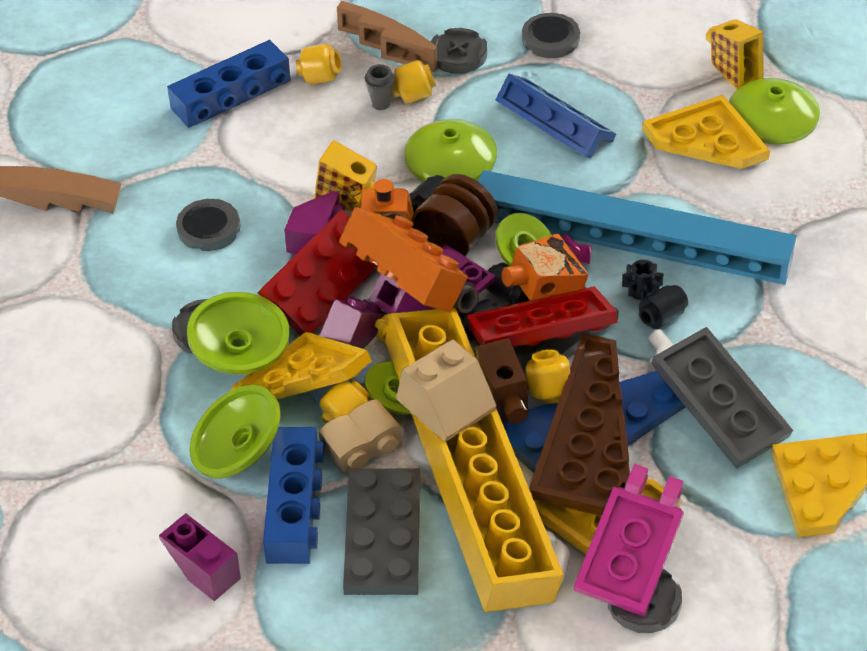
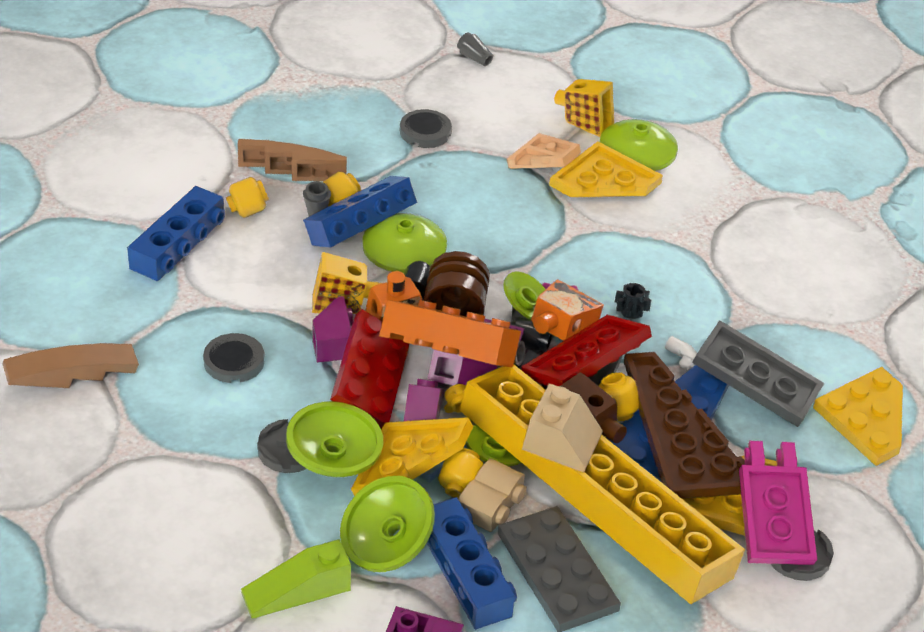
camera: 30 degrees left, 5 degrees down
(133, 458) = (302, 579): none -> lime slope
(418, 107) = (360, 211): none -> blue brick
(460, 50) = (362, 158): dark grey tile -> none
(553, 115) = (472, 191): blue fence -> none
(646, 228) = (612, 259): dark azure brick -> none
(655, 93) = (544, 152): none -> light nougat wing
(663, 306) = (662, 317): black brick -> none

